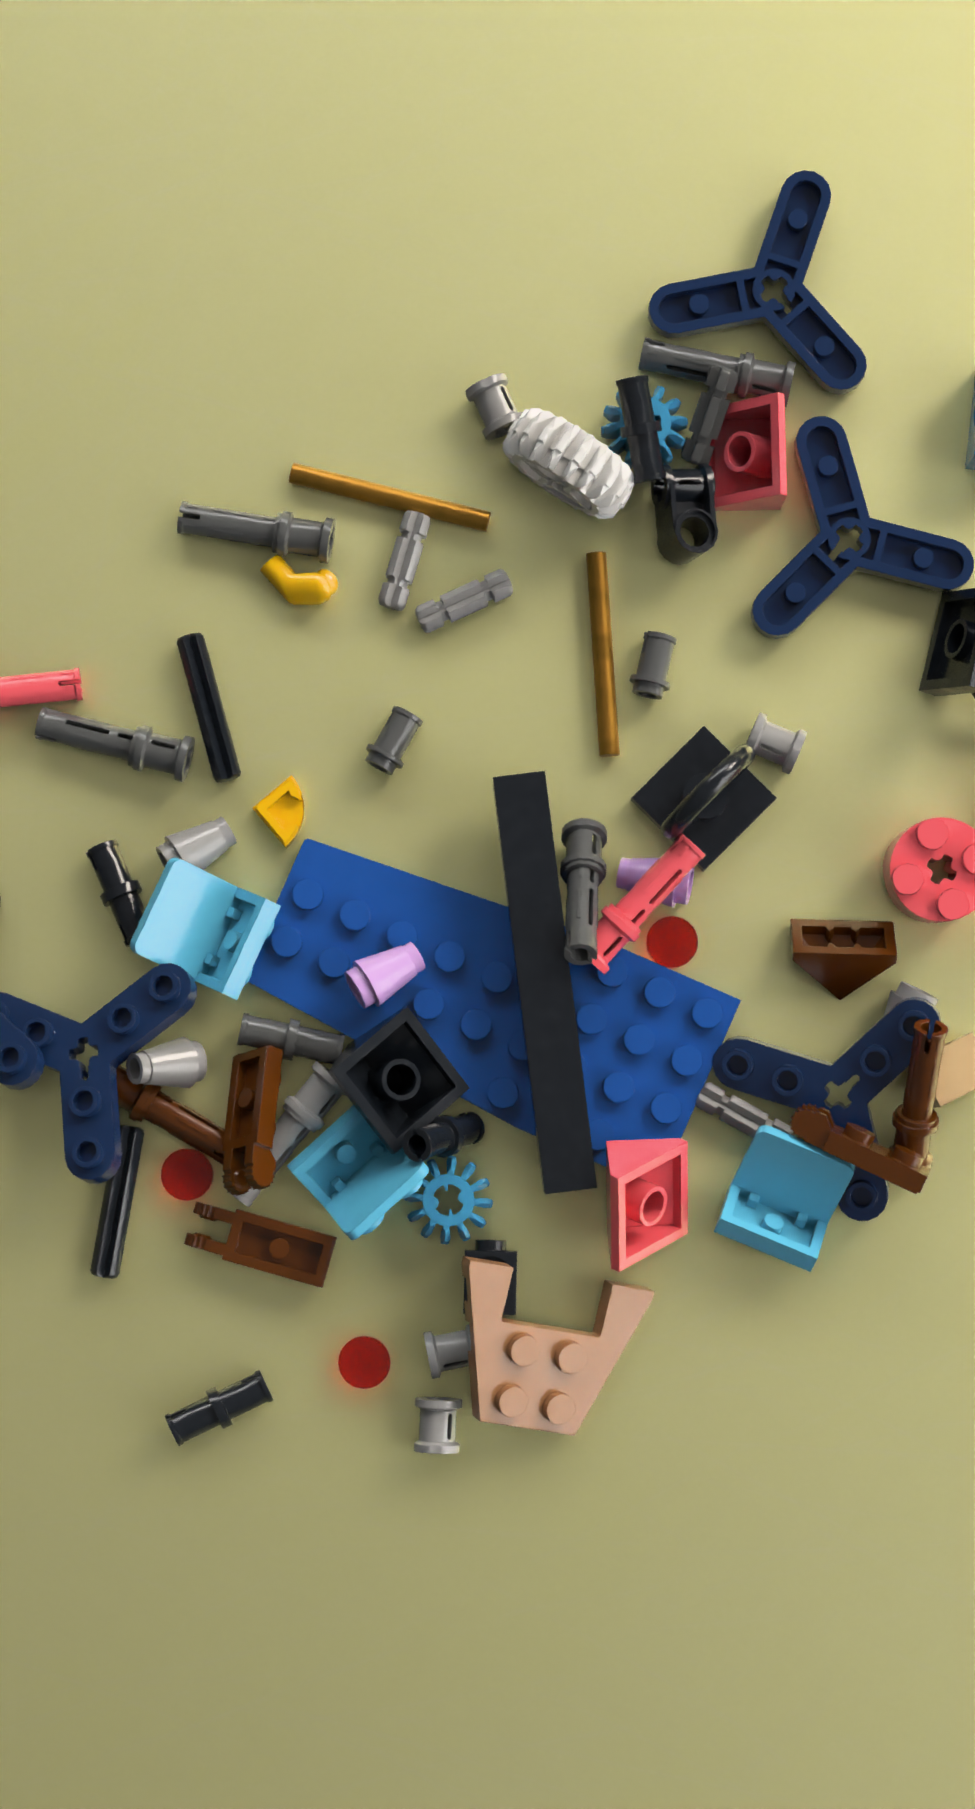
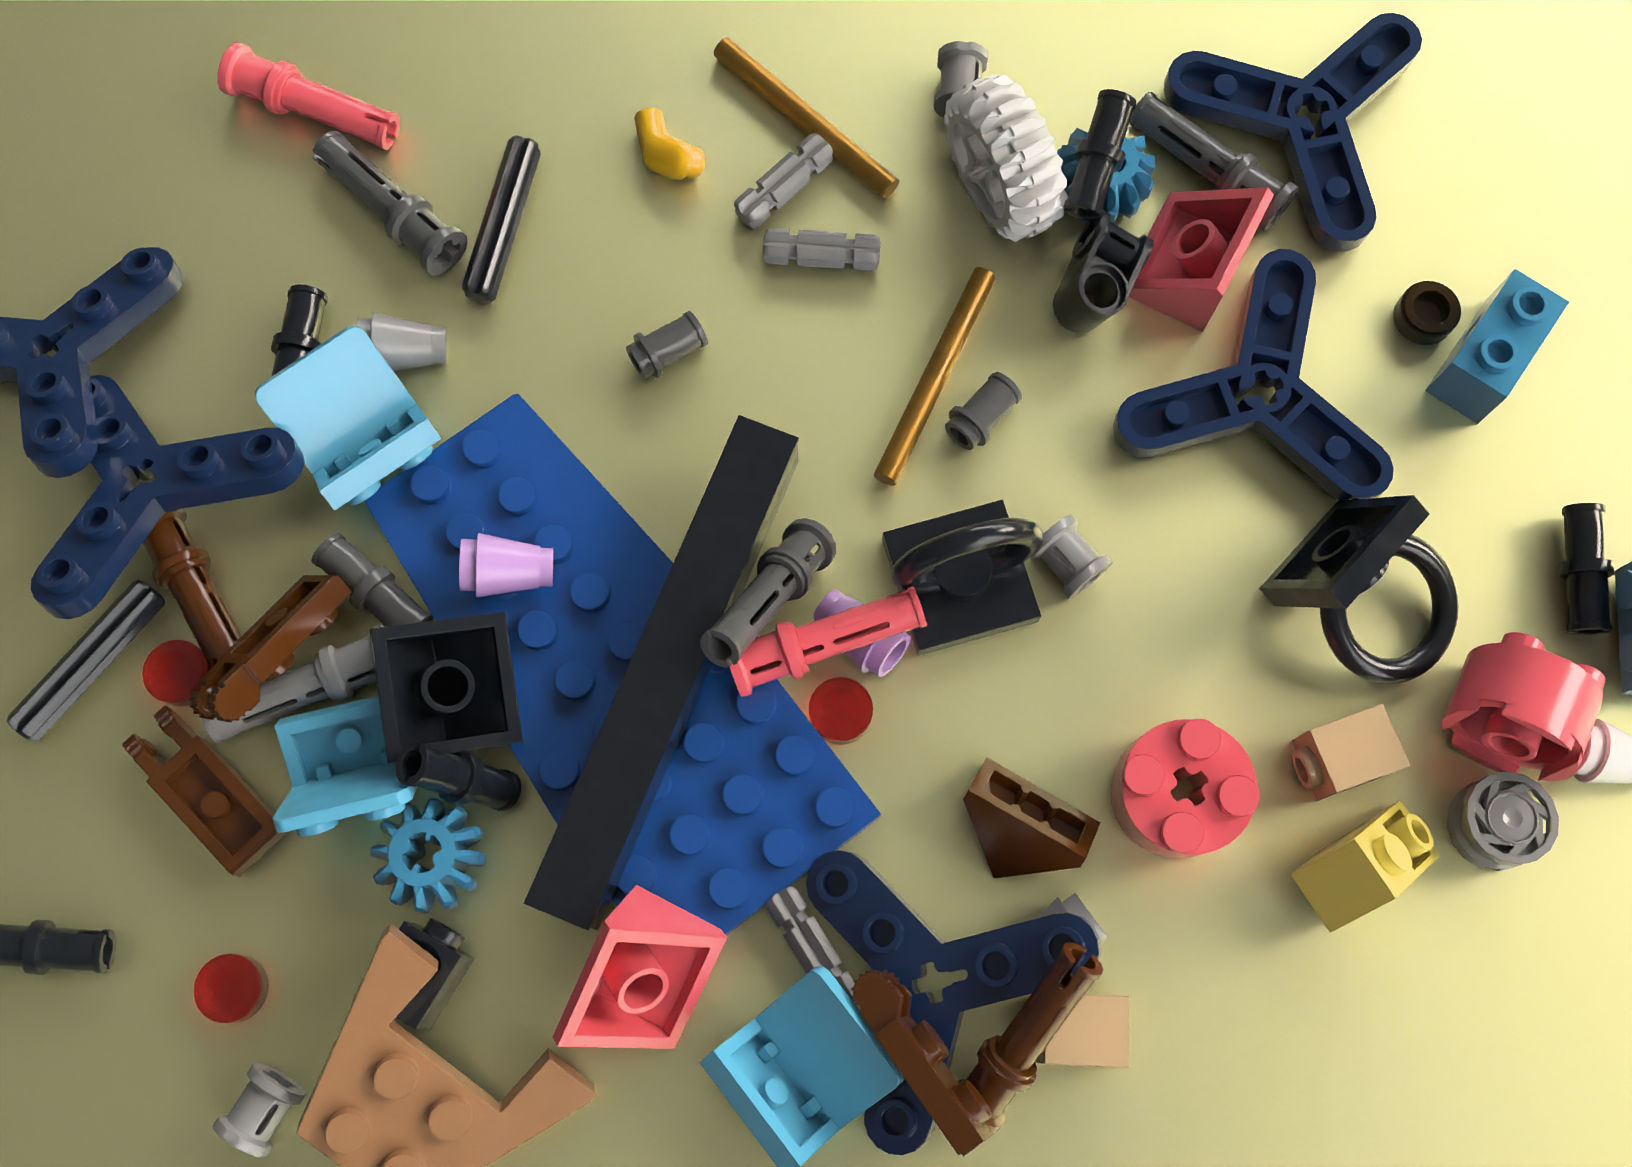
camera: 35 degrees right, 10 degrees down
(169, 1064) = (224, 540): light grey cone -> none
(281, 533) = (675, 90): dark grey pin -> none
(283, 811) = (513, 358): yellow tile -> none
(447, 1350) = (313, 1026): light grey bush -> none
(709, 415) = (1180, 190): dark grey axle -> none
(937, 407) = (1427, 312): none -> dark brown tile

